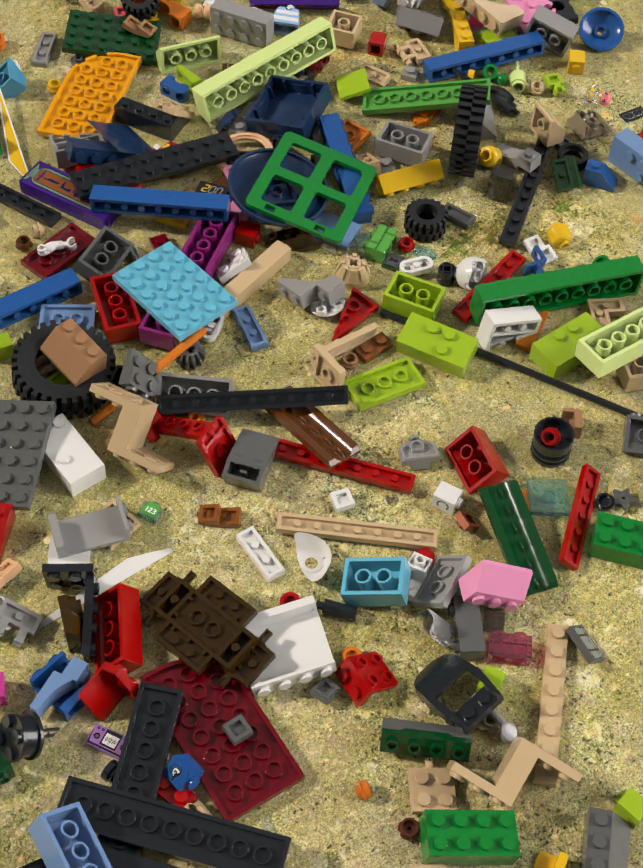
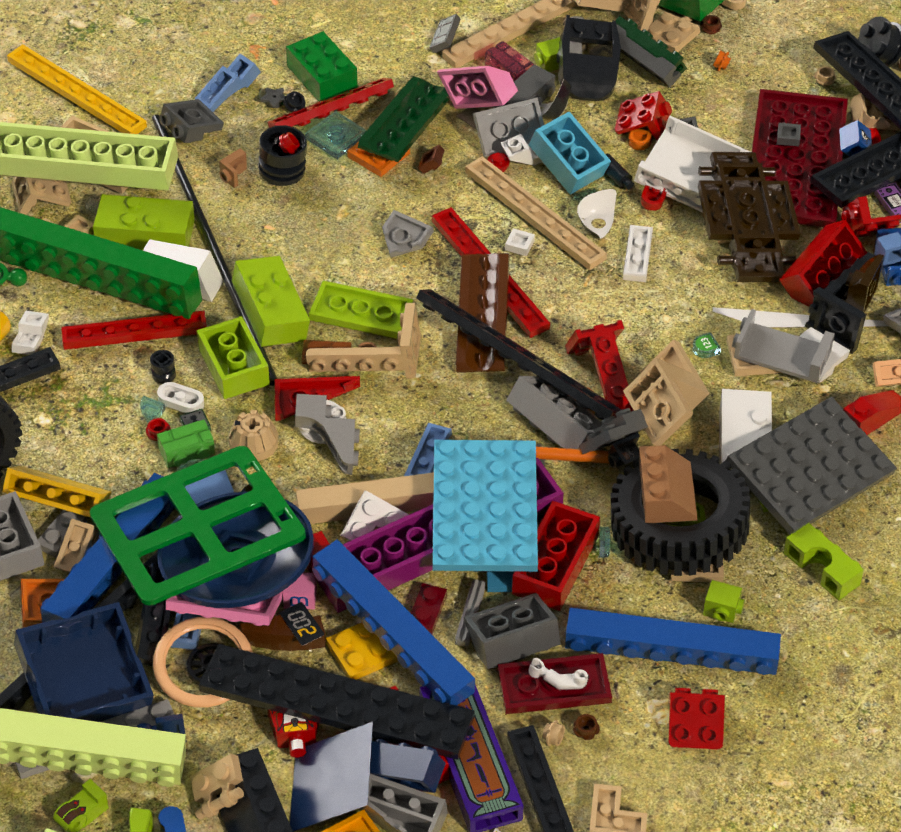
camera: 135 degrees left, 5 degrees down
(77, 312) = (619, 586): medium blue plate -> none
(219, 517) = (641, 301): dark orange slope -> none
(250, 460) = (572, 308): dark grey slope -> none
(425, 220) = (109, 446): black tyre -> none
(447, 498) = (425, 184): white brick -> none
(459, 216) = (58, 427): dark grey tile -> none
(470, 272) = (139, 343): white cylinder -> none
(476, 460) = (362, 193): red slope -> none
(537, 266) = (63, 314): blue bracket -> none

